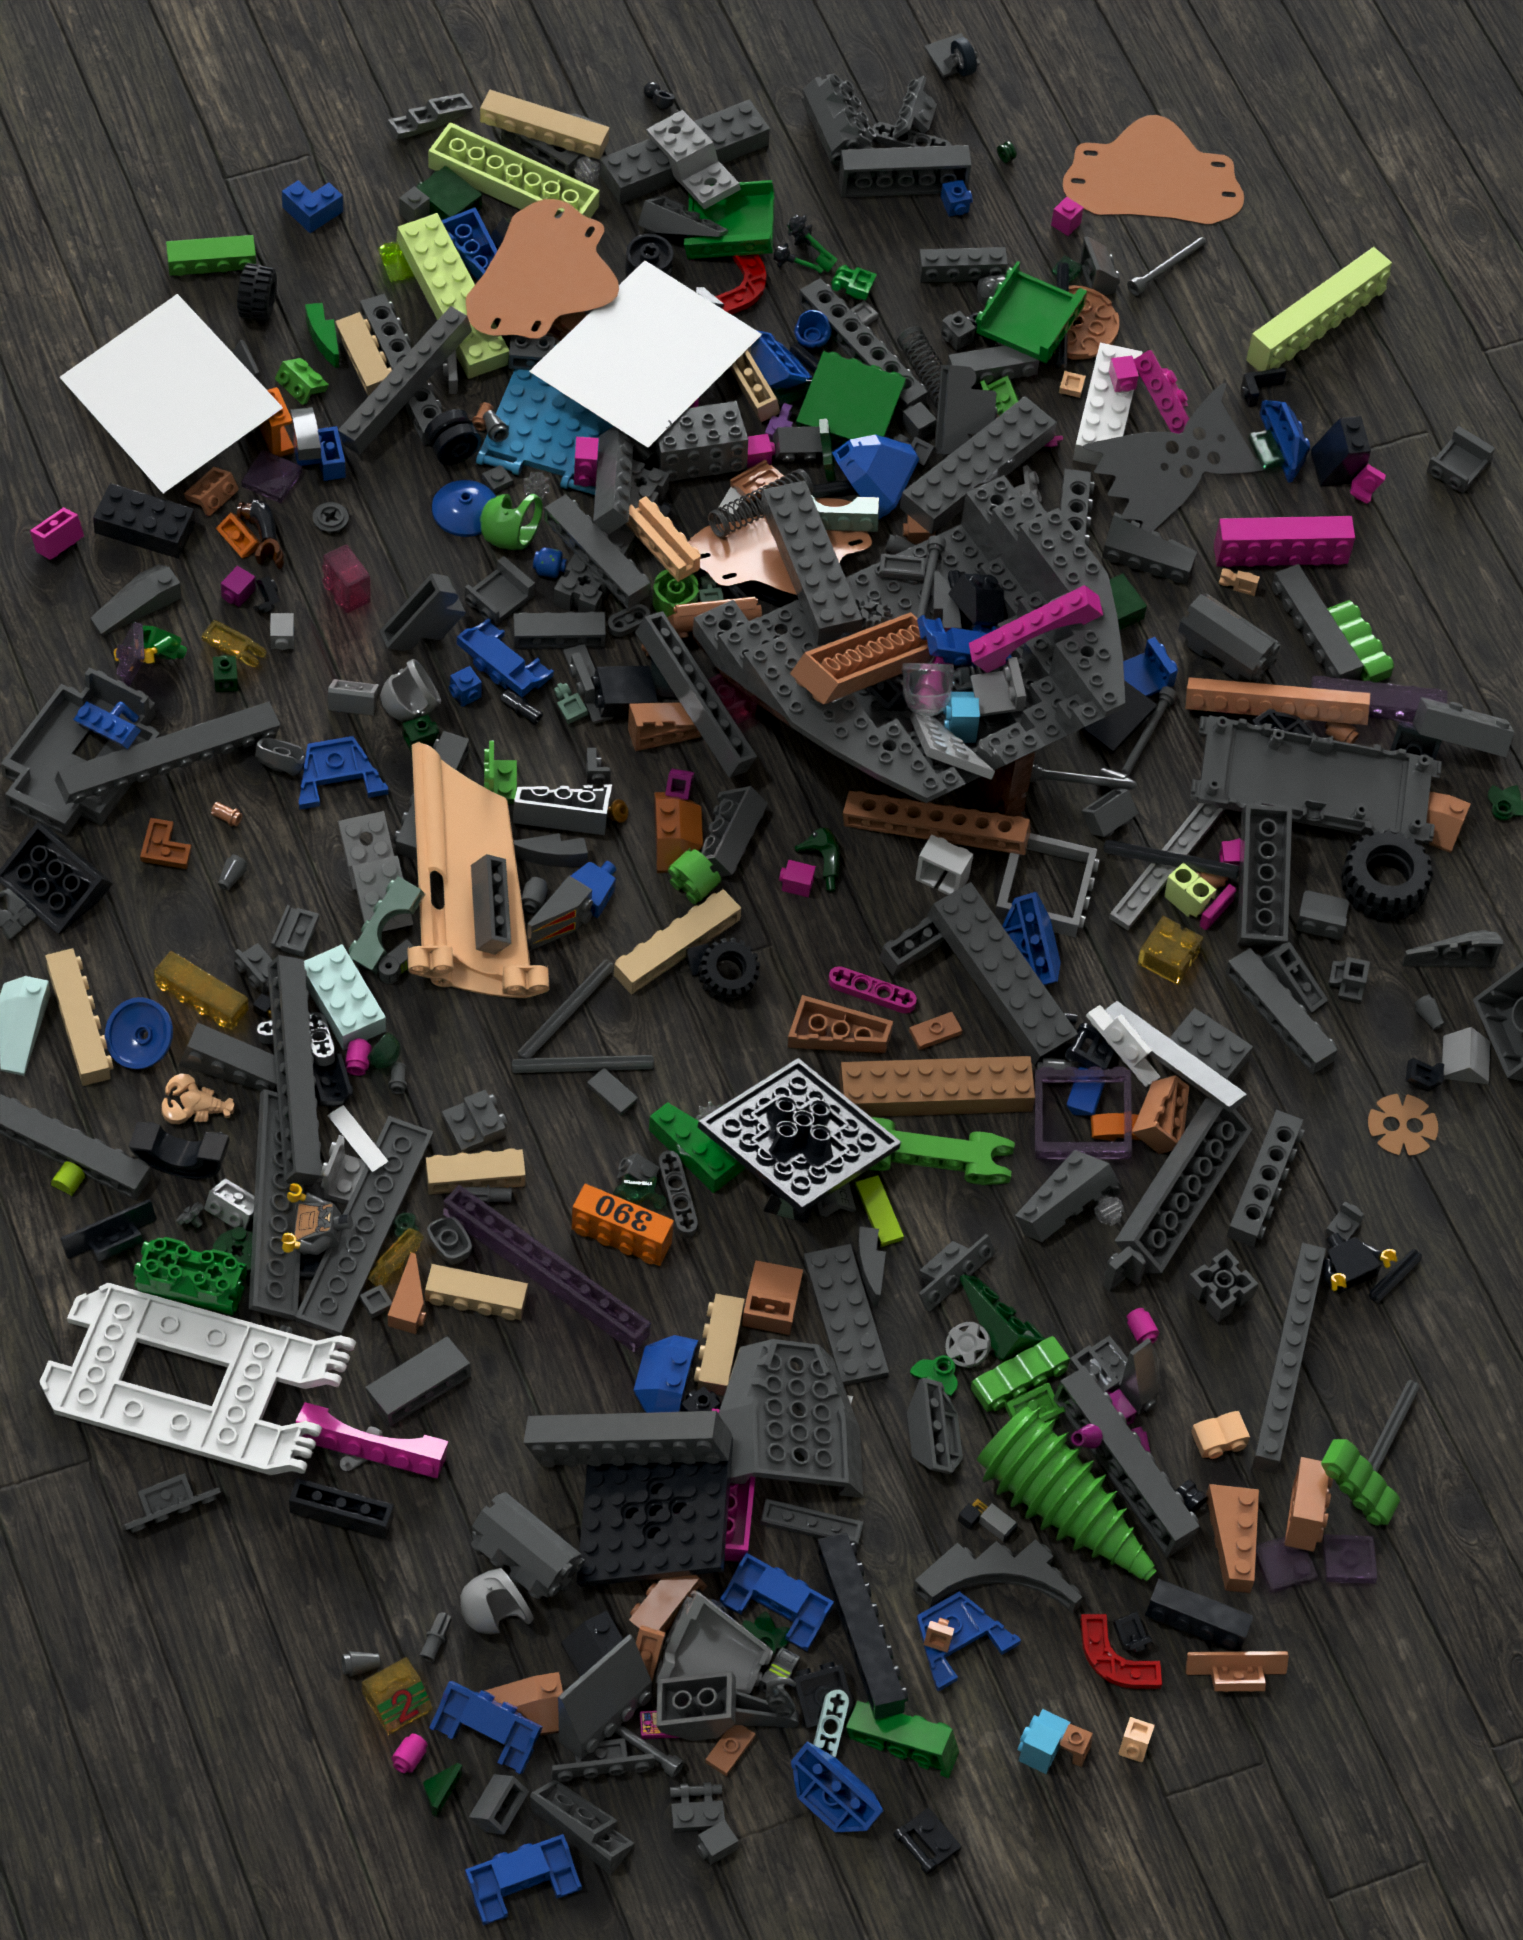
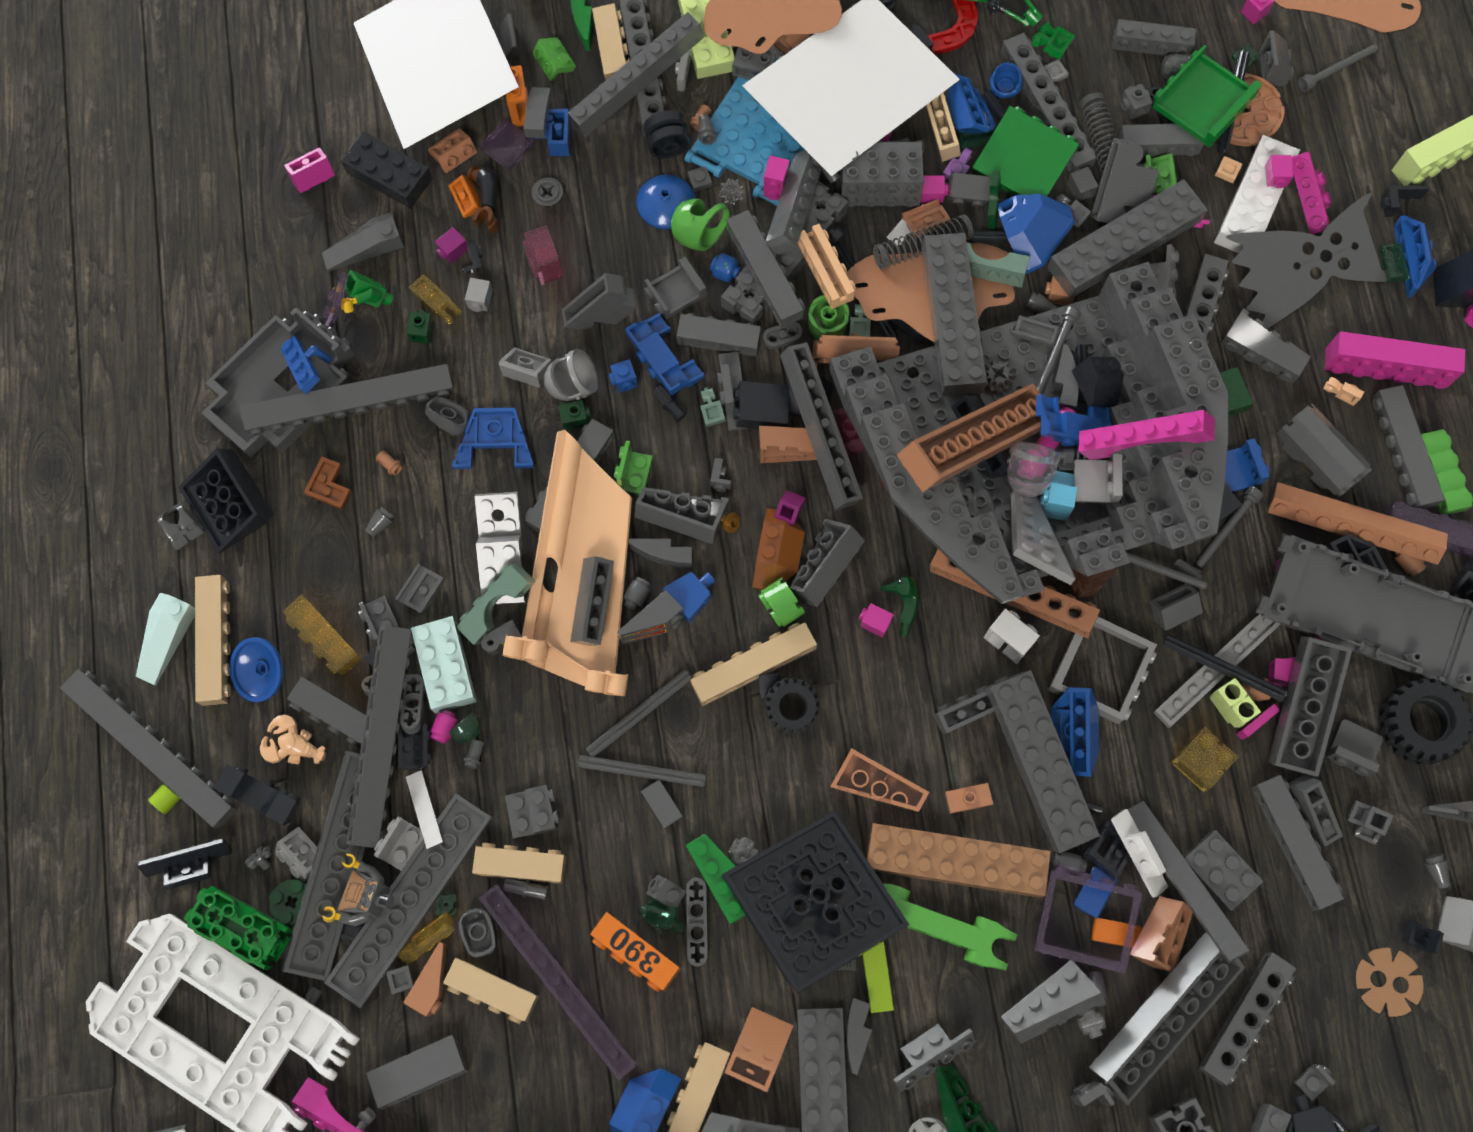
camera: 20 degrees right, 15 degrees up
(870, 993) = (917, 748): dark pink beam -> none

